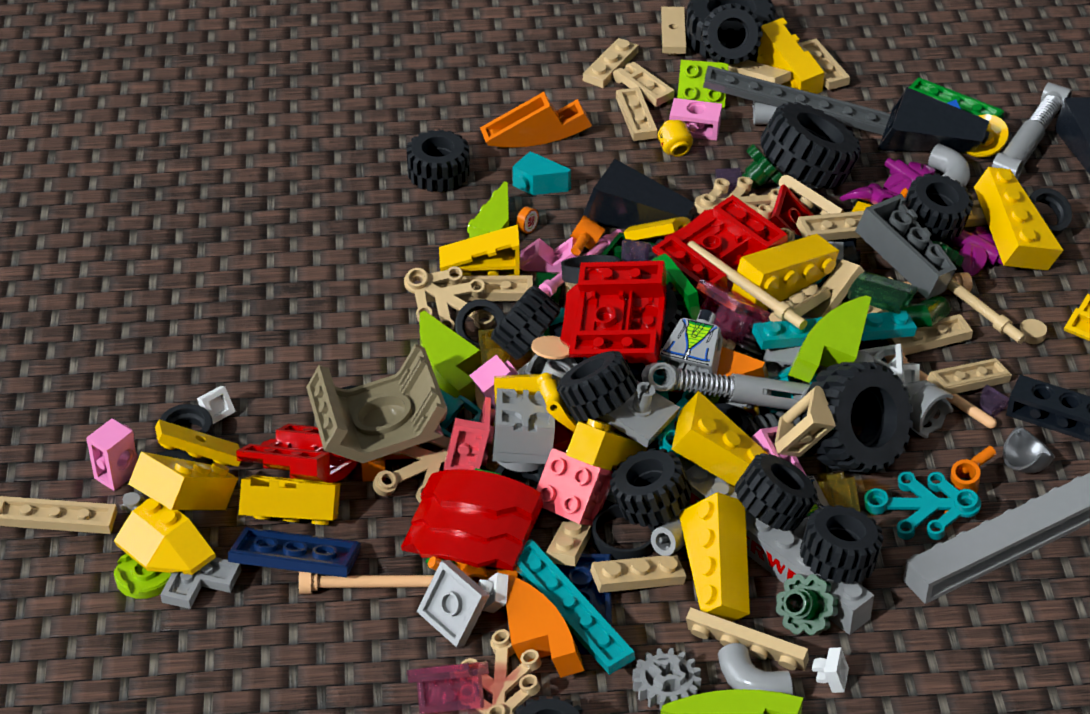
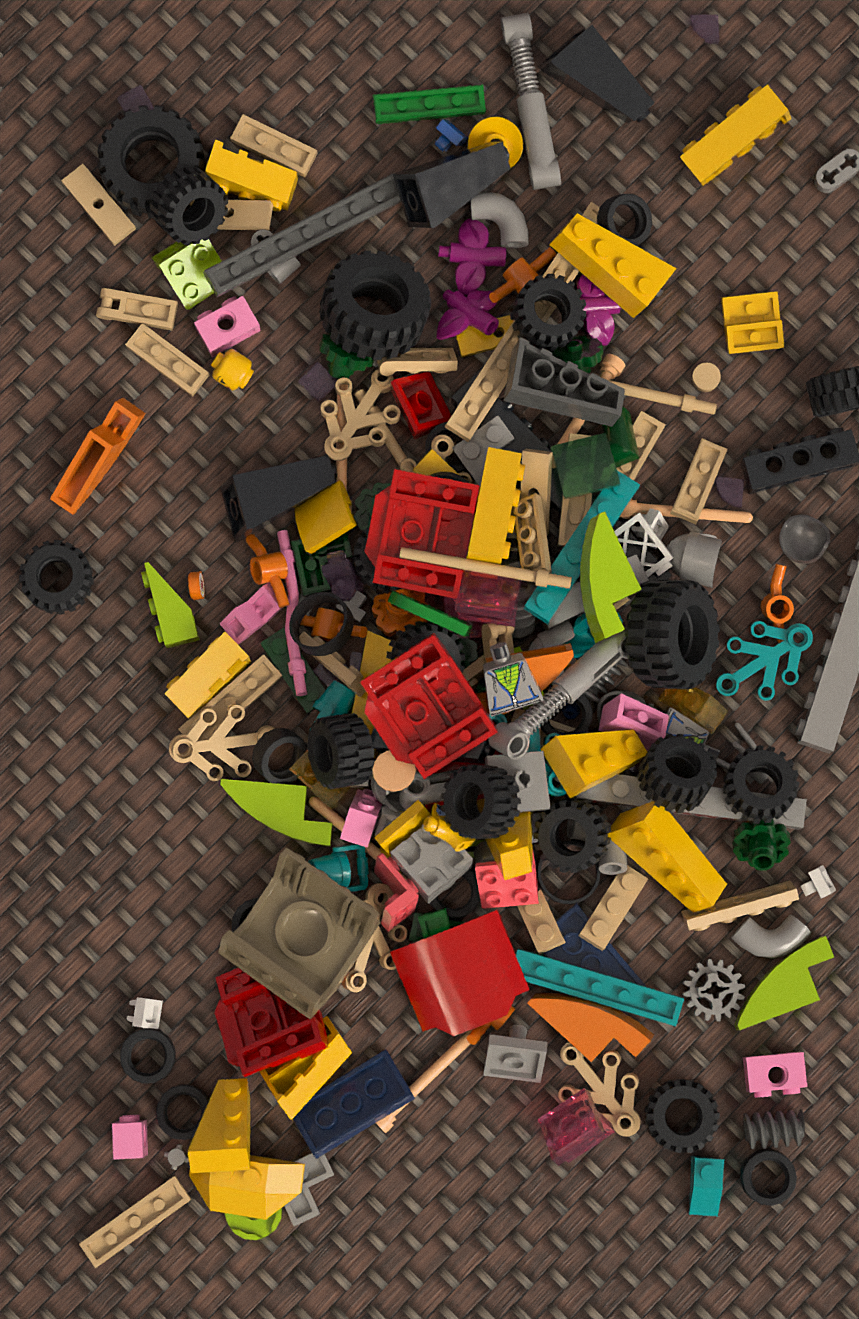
camera: 45 degrees left, 40 degrees up
(196, 443) = (183, 1072): yellow tile -> none
(497, 589) = (533, 1023): white tile -> none
(540, 175) = (157, 519): teal slope -> none
(615, 57) = (78, 298): tan plate -> none
(819, 421) = (644, 706): tan tile -> none

